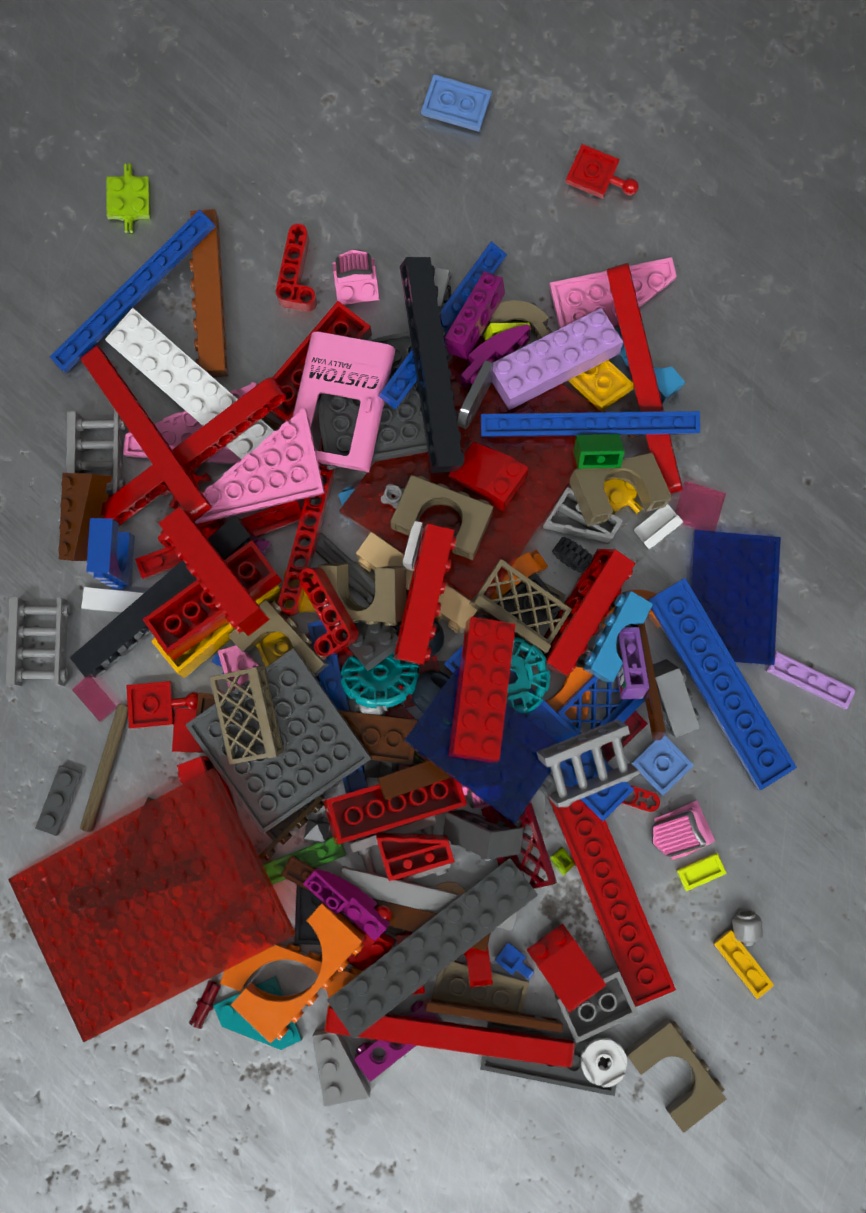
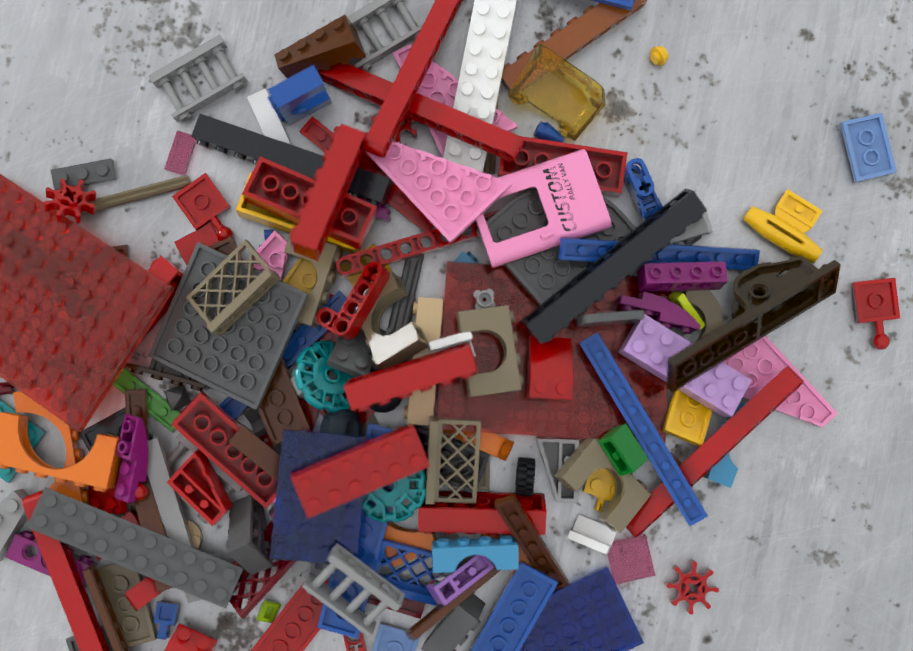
camera: 60 degrees right, 5 degrees up
(75, 823) = (70, 201): none -> red gear
(249, 329) = (559, 91): none -> clear yellow windscreen
(269, 229) = (659, 55): none -> yellow plate
(276, 361) = (548, 132): none -> blue cone
(295, 266) = (639, 97): red beam -> none
(355, 277) = (661, 152): bright pink piece -> none
(377, 307) = (641, 188): none -> blue piece
(484, 206) = (788, 225): none -> yellow plate
(543, 270) = (759, 308): none -> dark brown piece
(629, 579) = (529, 539): none -> reddish brown tile
(759, 460) = (699, 583): none -> red gear

